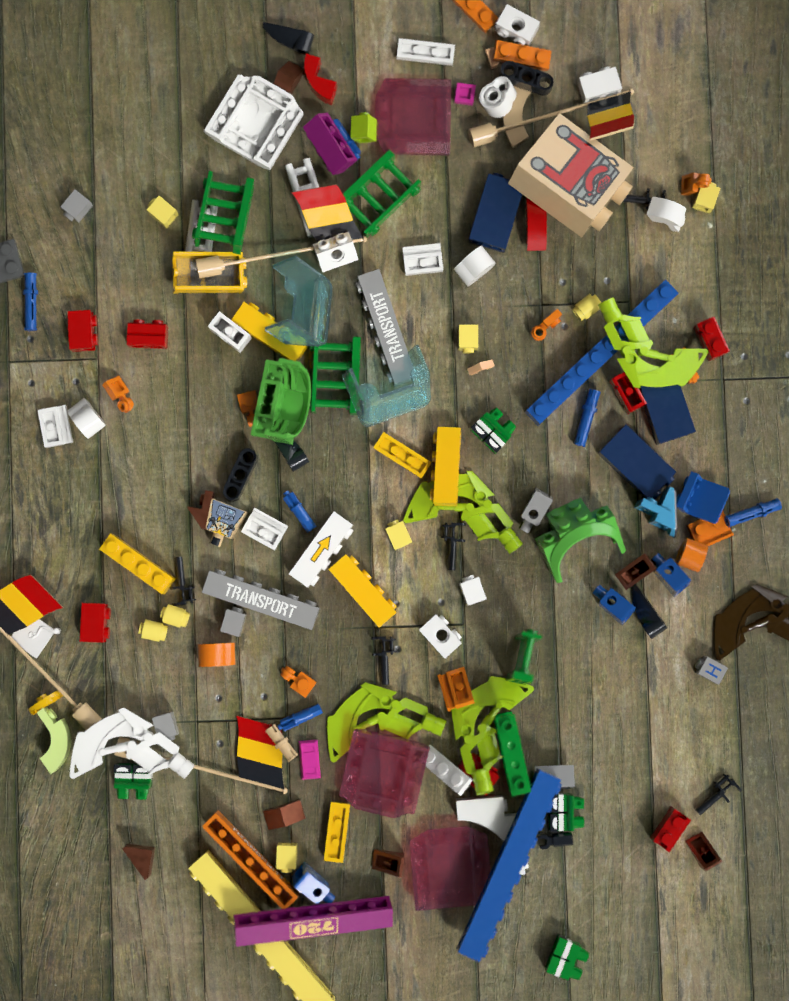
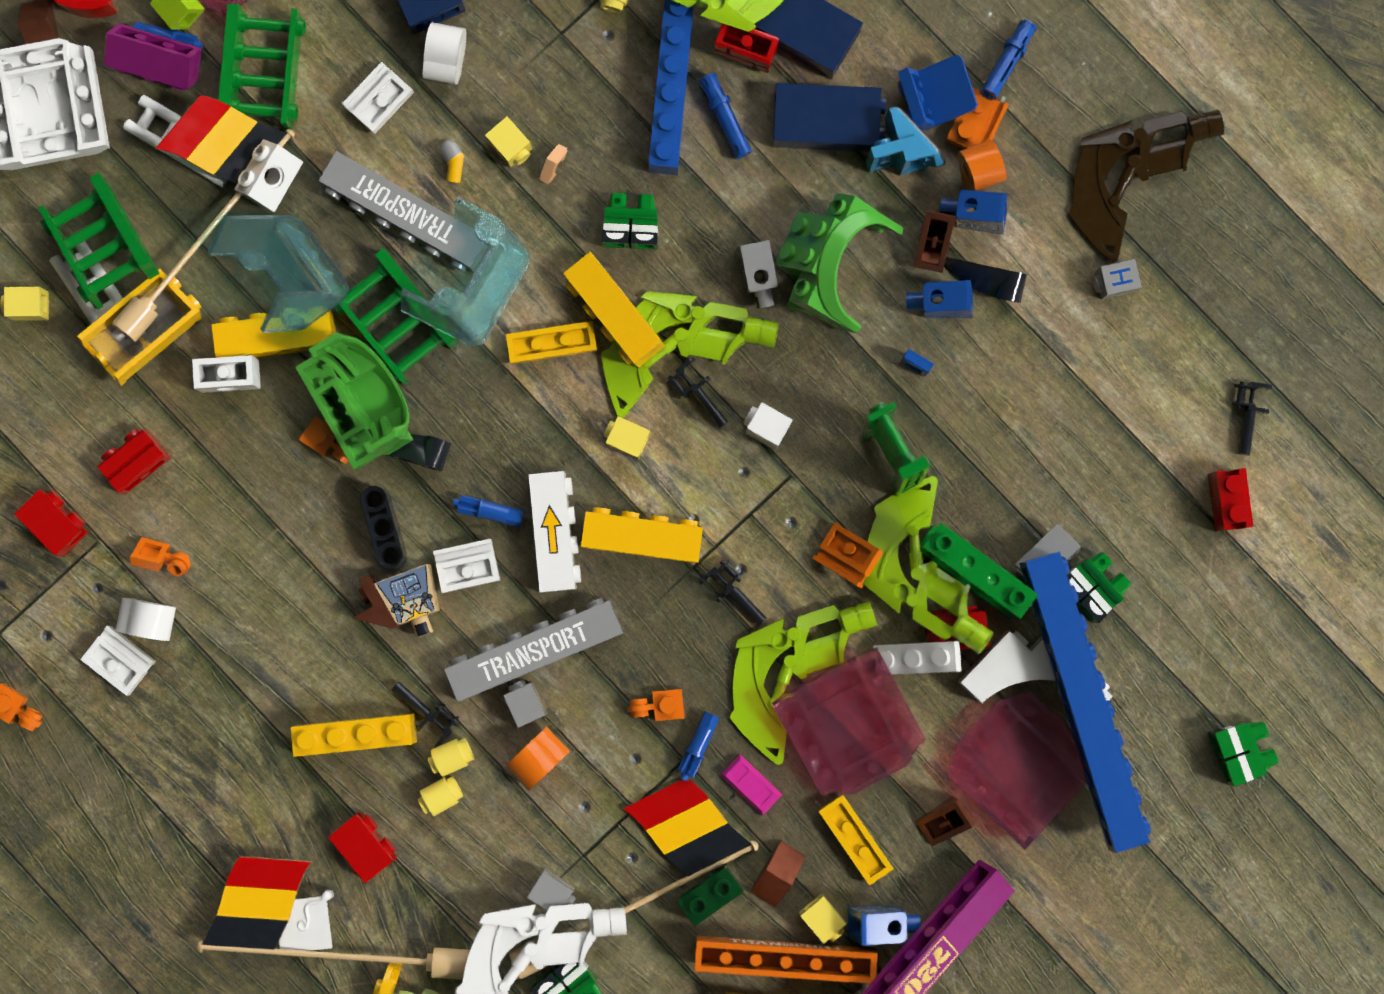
camera: 40 degrees left, 0 degrees up
(242, 795) = (710, 895): none -> dark green brick
(281, 743) = (702, 793): tan pin -> none
(434, 322) = (454, 158): none -> arm
(446, 646) = (760, 516): white brick -> none
(552, 320) = (588, 39): orange plate -> none
(557, 840) = (1113, 626): black bar -> none
(574, 624) = (917, 362): none -> blue tile
(703, 851) = (1290, 492): copper slope -> none

